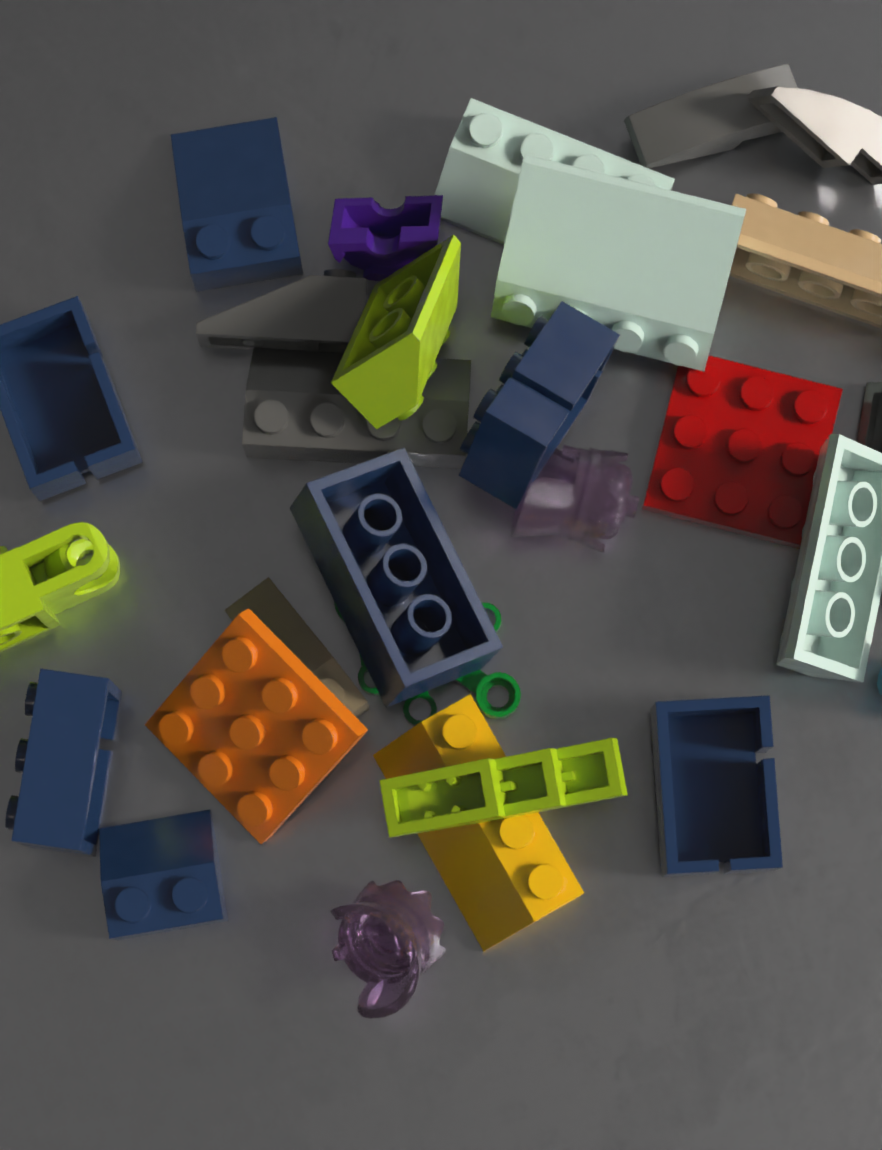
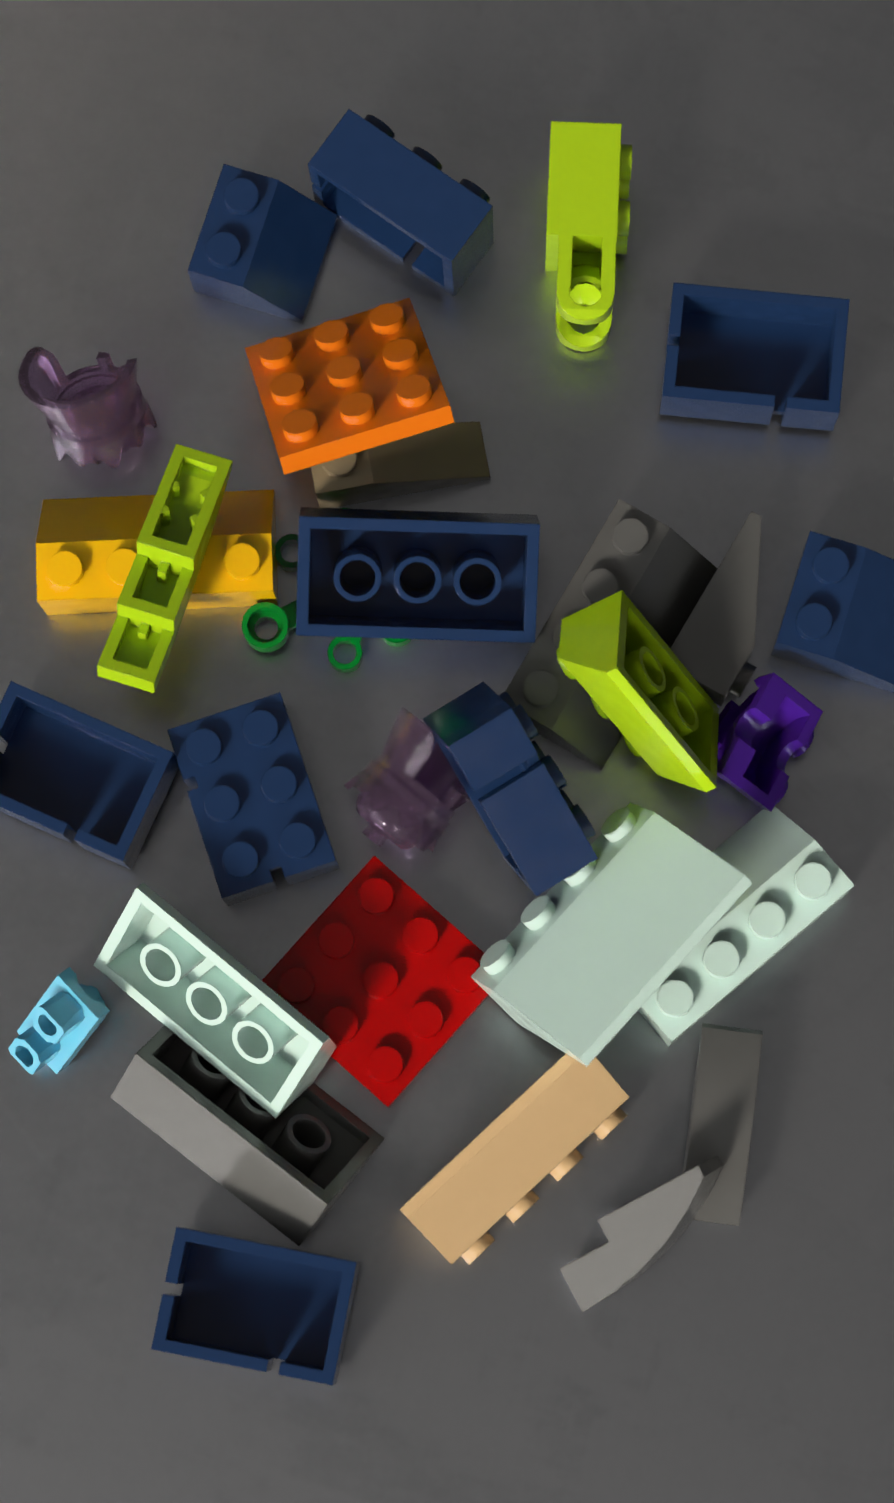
camera: 125 degrees right, 0 degrees up
(651, 623) = (253, 798): none -> dark blue piece

